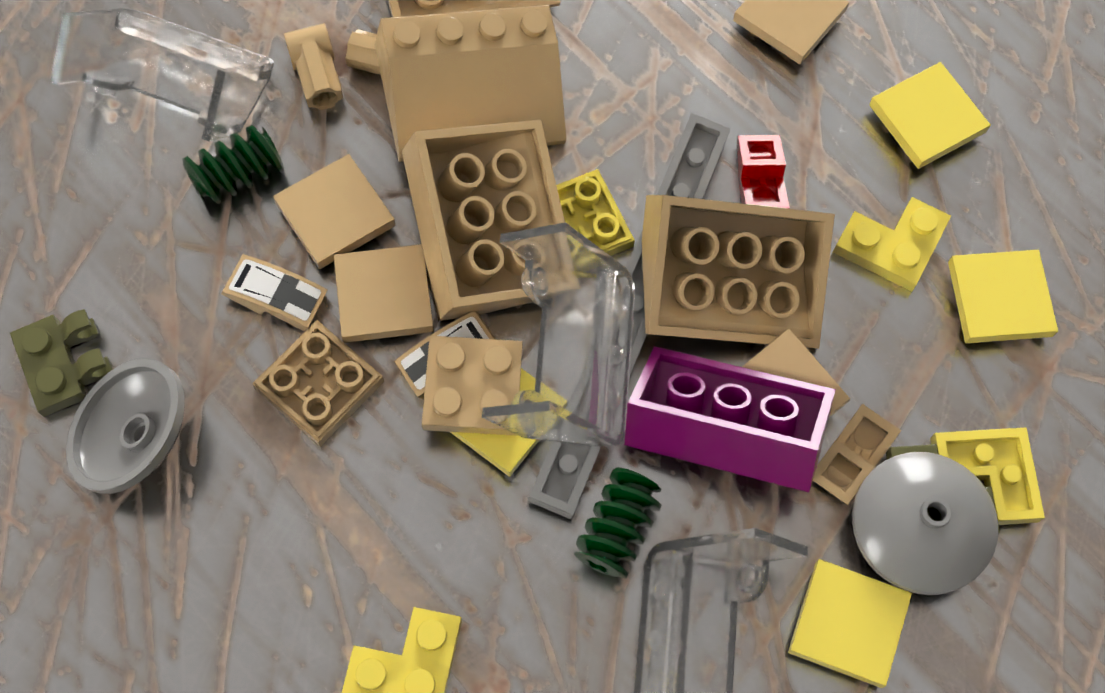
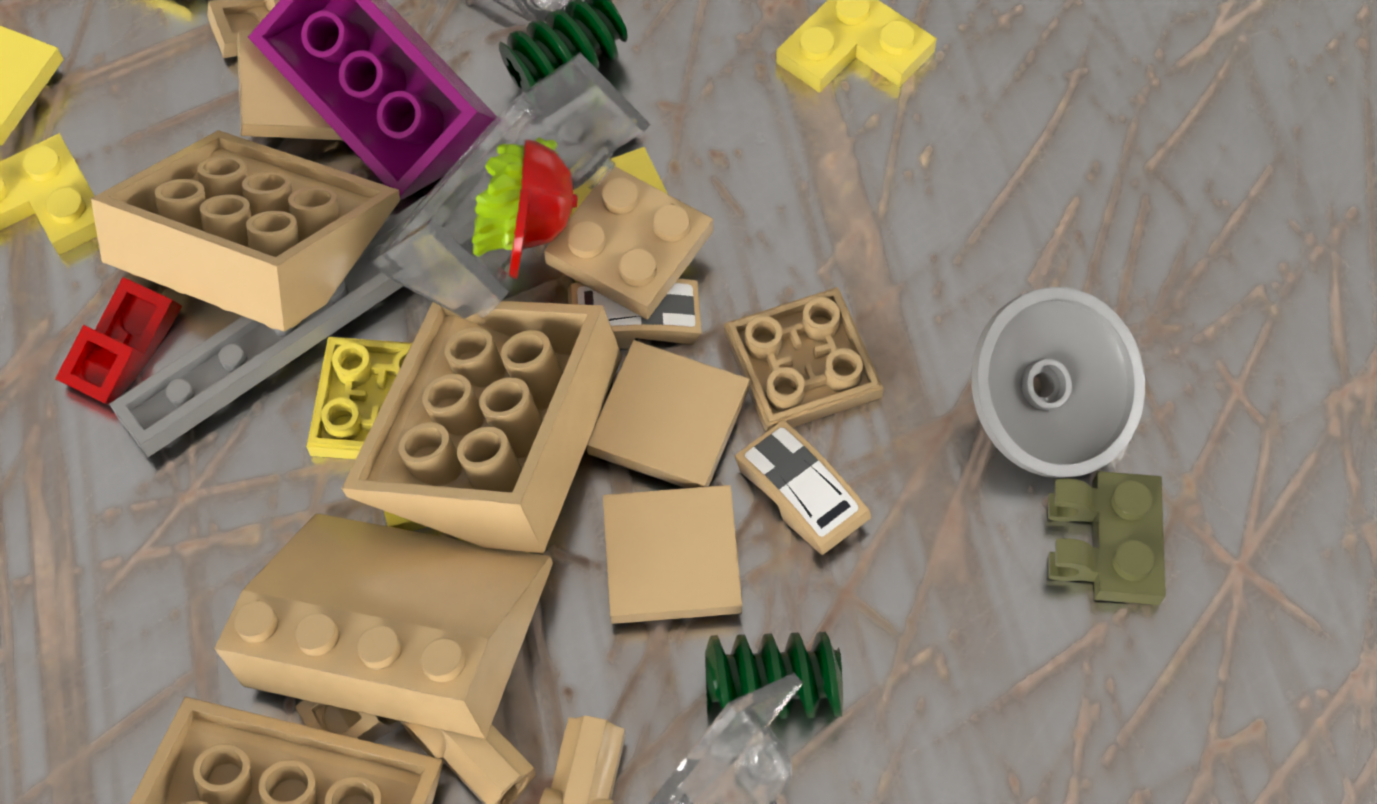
camera: 145 degrees left, 5 degrees down
(544, 345) = (524, 201): none -> hair

